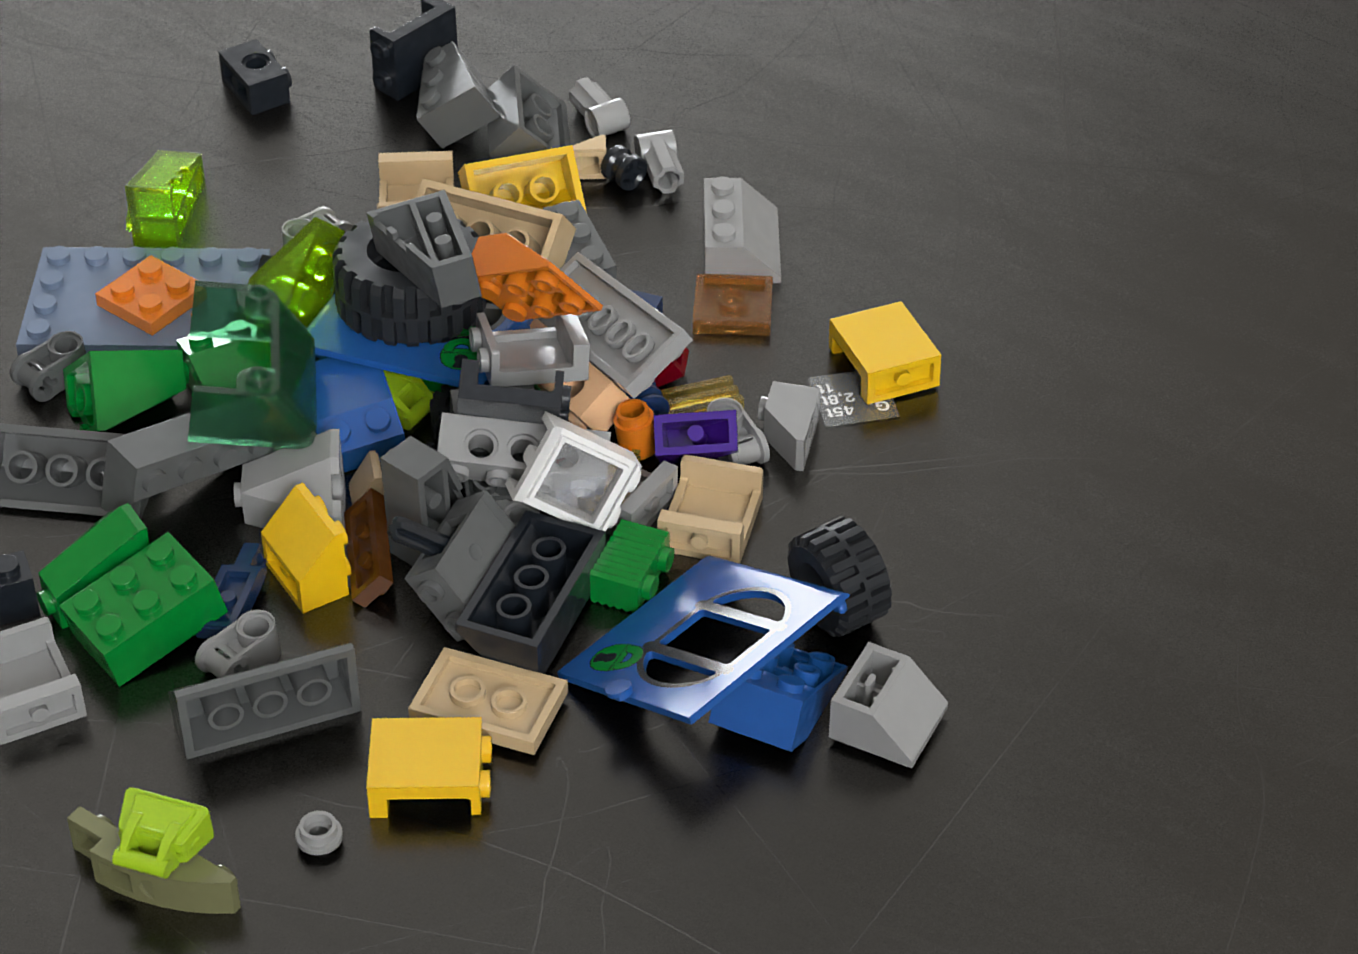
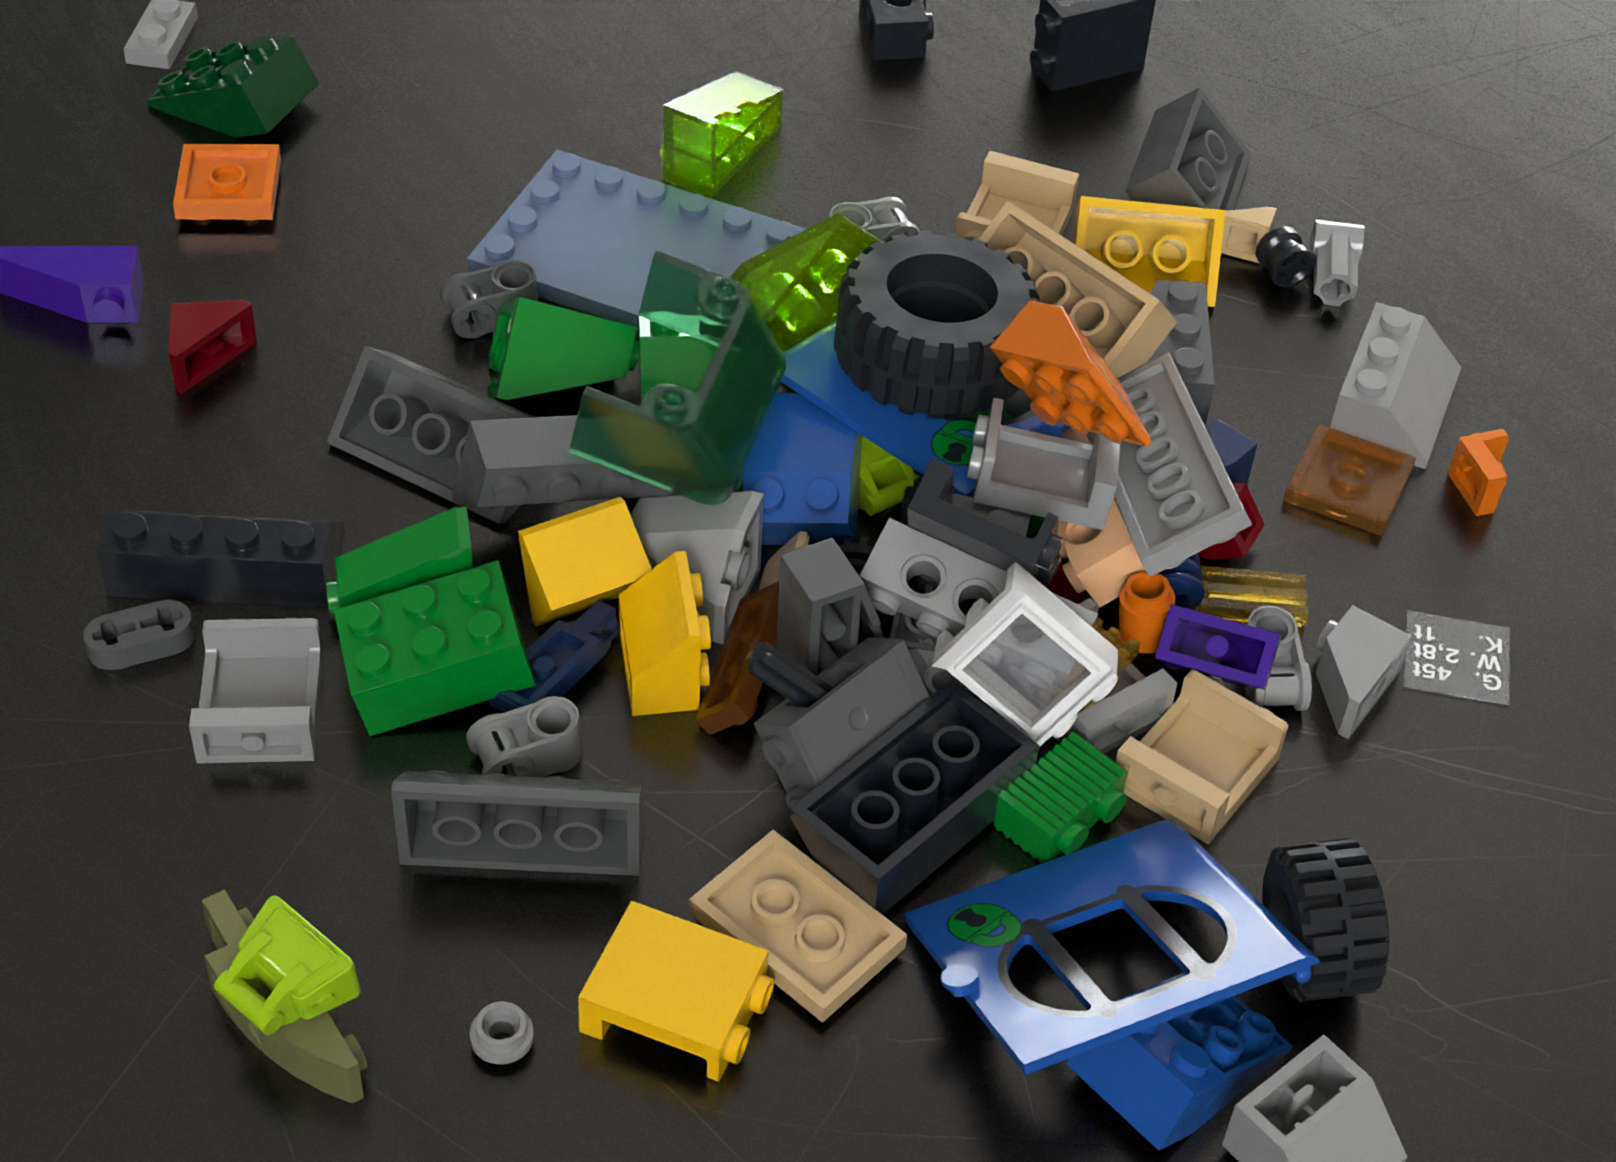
camera: 20 degrees right, 5 degrees up
(148, 295) = (629, 239): orange plate -> none
(224, 516) = (581, 560): none -> yellow slope
(427, 247) = (957, 295): dark grey wedge -> none
(452, 96) = (1111, 105): dark grey wedge -> none
(600, 112) = (1287, 176): light grey piece -> none
(818, 271) = (1479, 470): none -> orange bracket
(886, 351) = (1524, 611): yellow panel -> none

